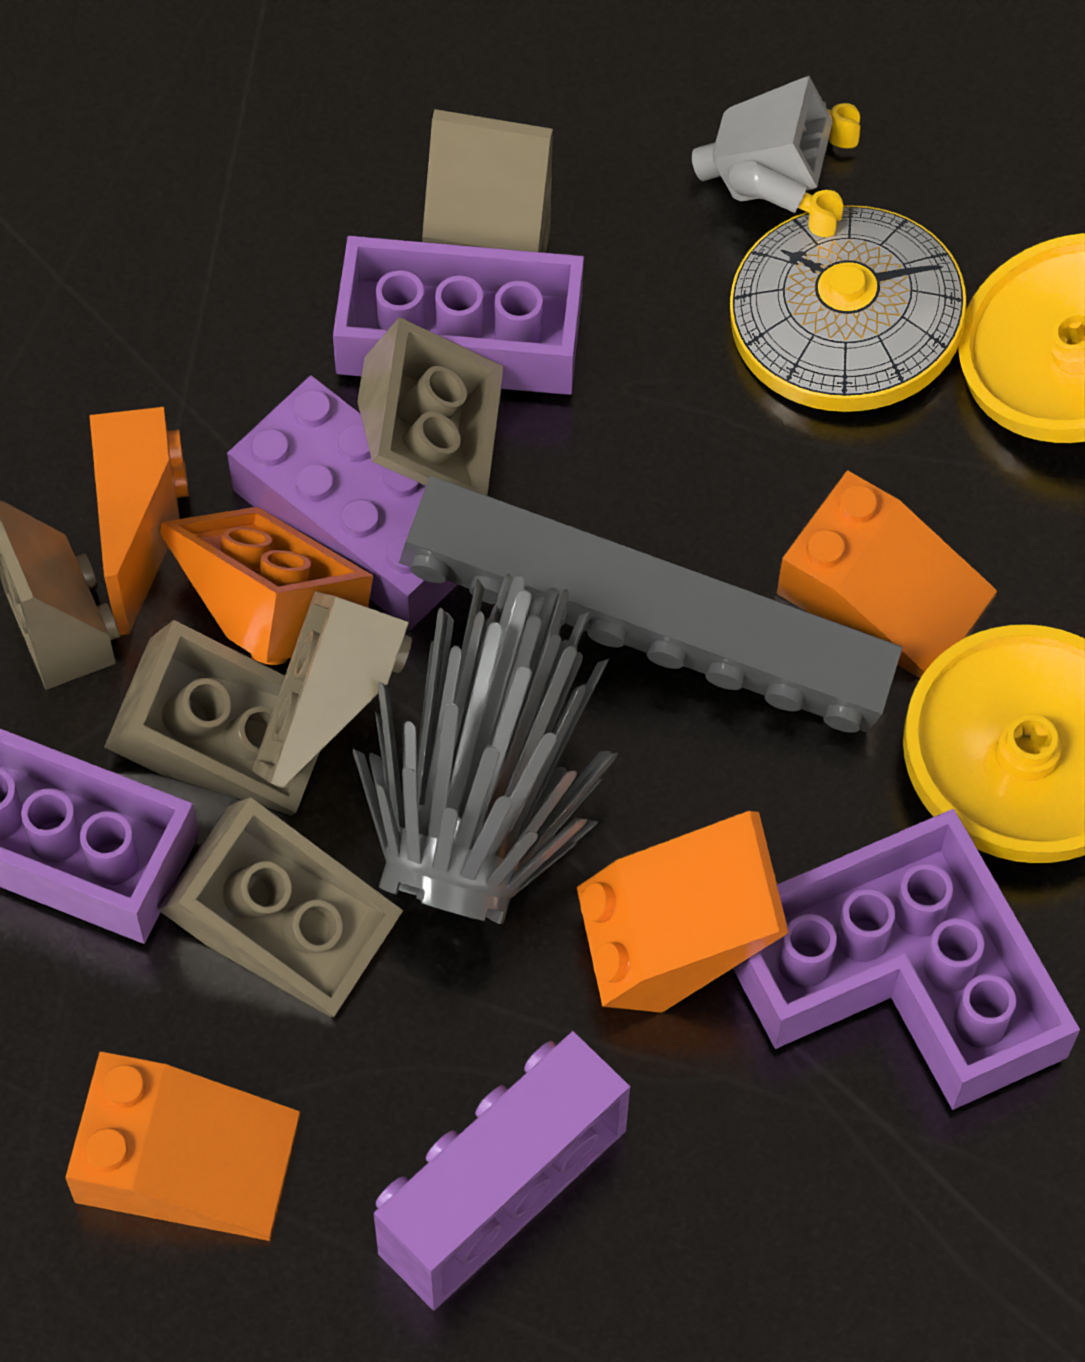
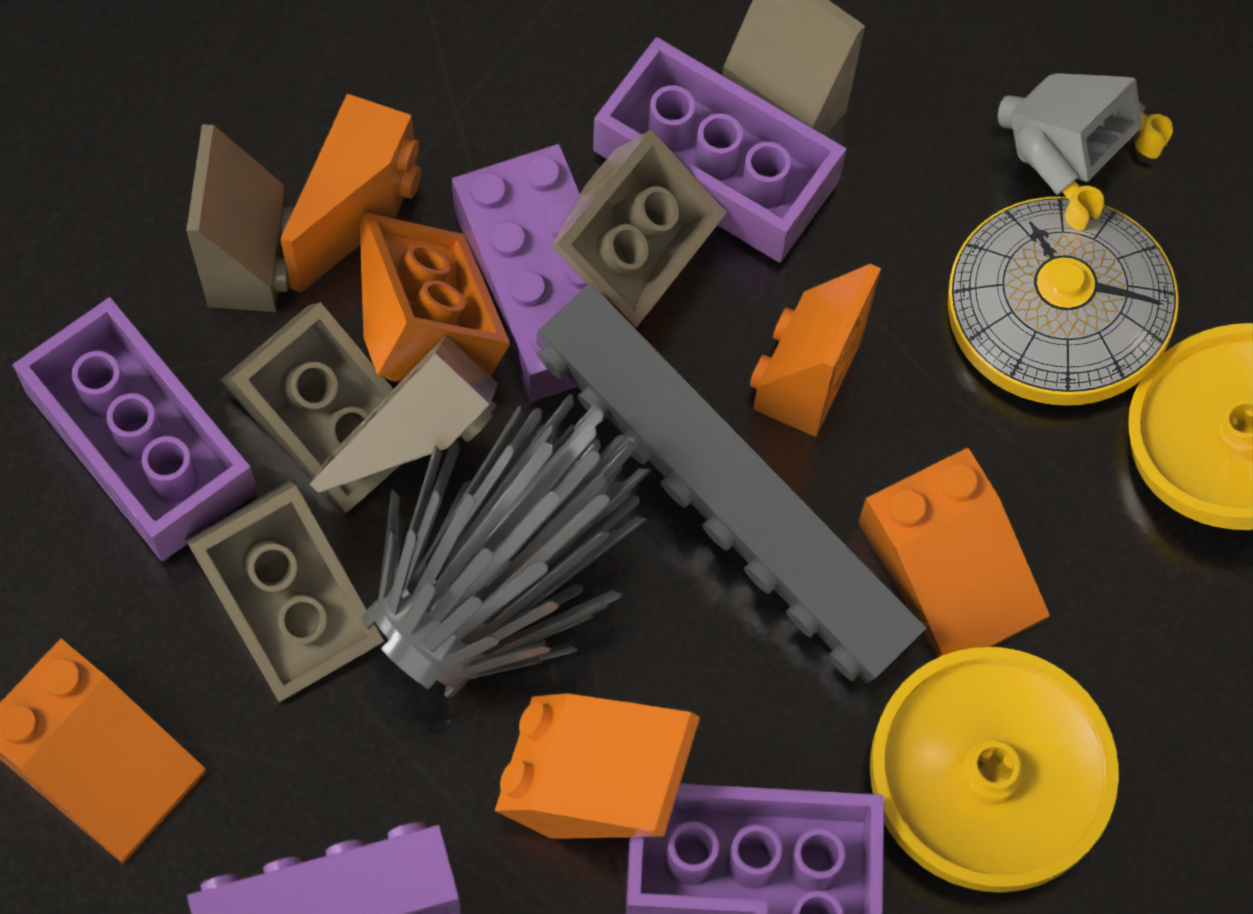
camera: 25 degrees right, 5 degrees up
(658, 449) = (814, 350): none -> orange slope

